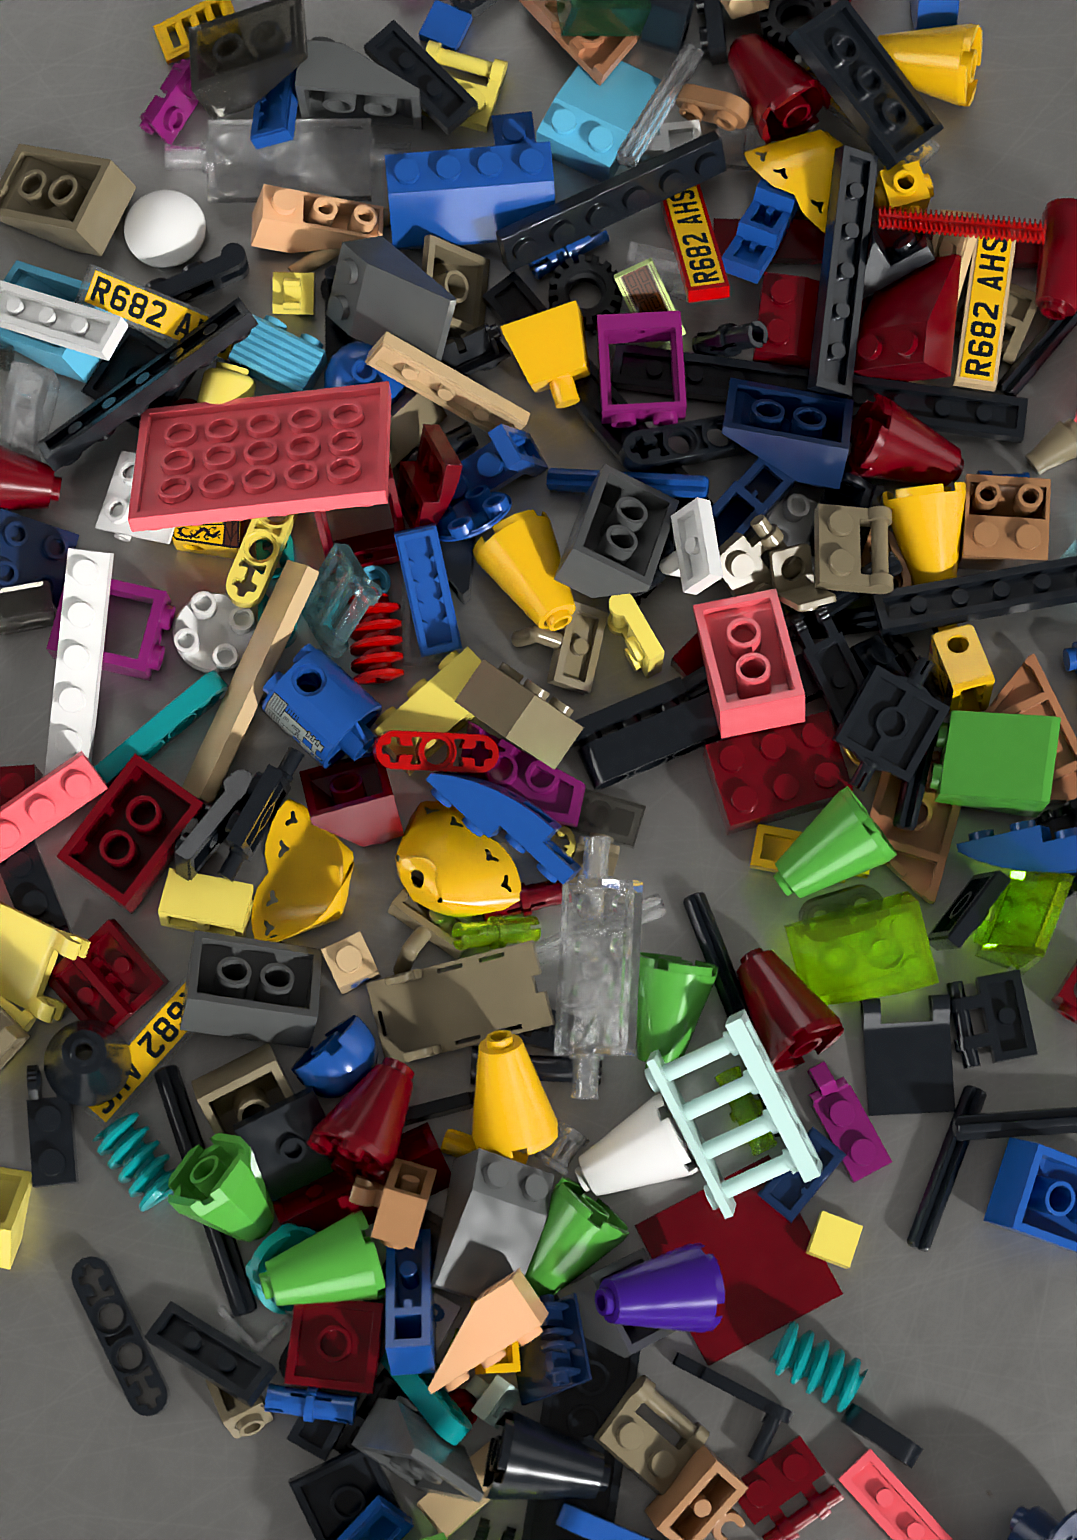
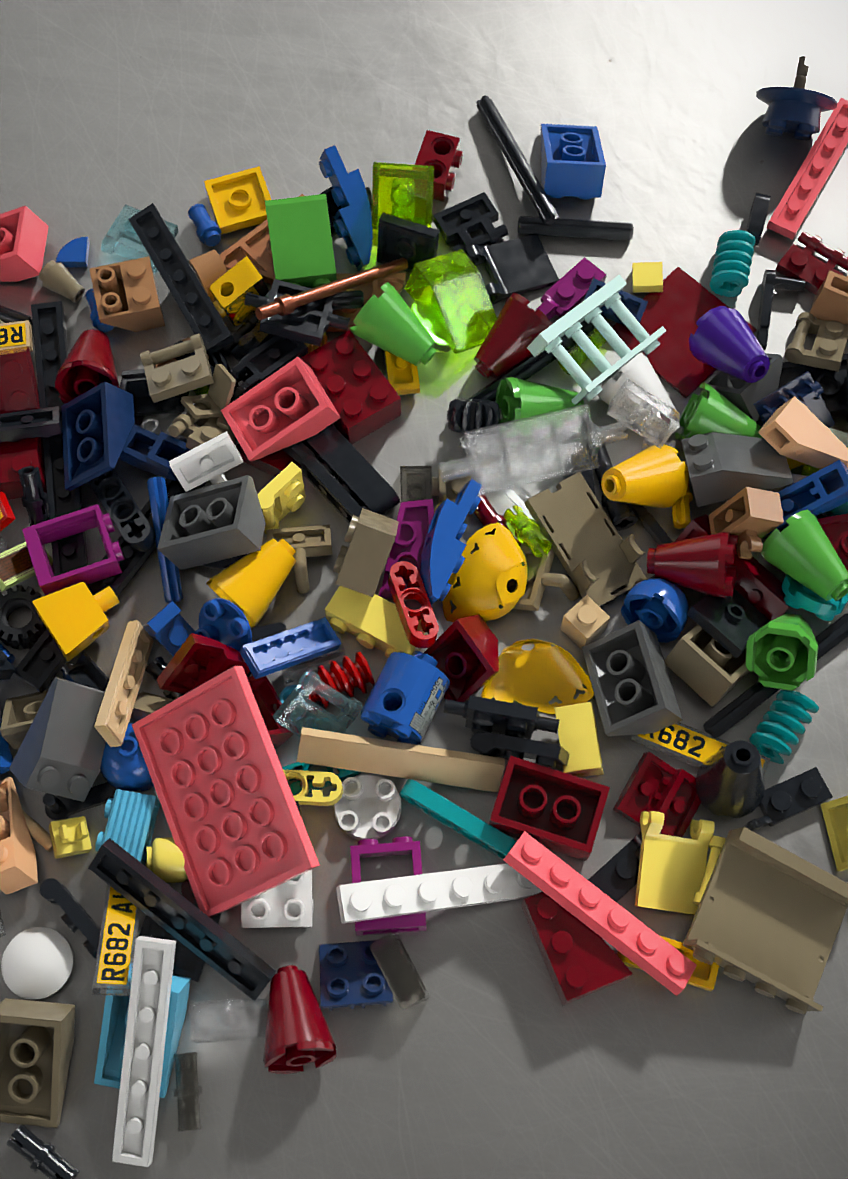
camera: 110 degrees left, 10 degrees down
(594, 1126) = (644, 413): none -> clear brick
(674, 912) = (472, 414): none -> black gear
(892, 703) = (286, 304): none -> copper bar
(928, 529) = (142, 333): yellow cone -> none
(1007, 638) = (208, 269): none -> medium nougat brick

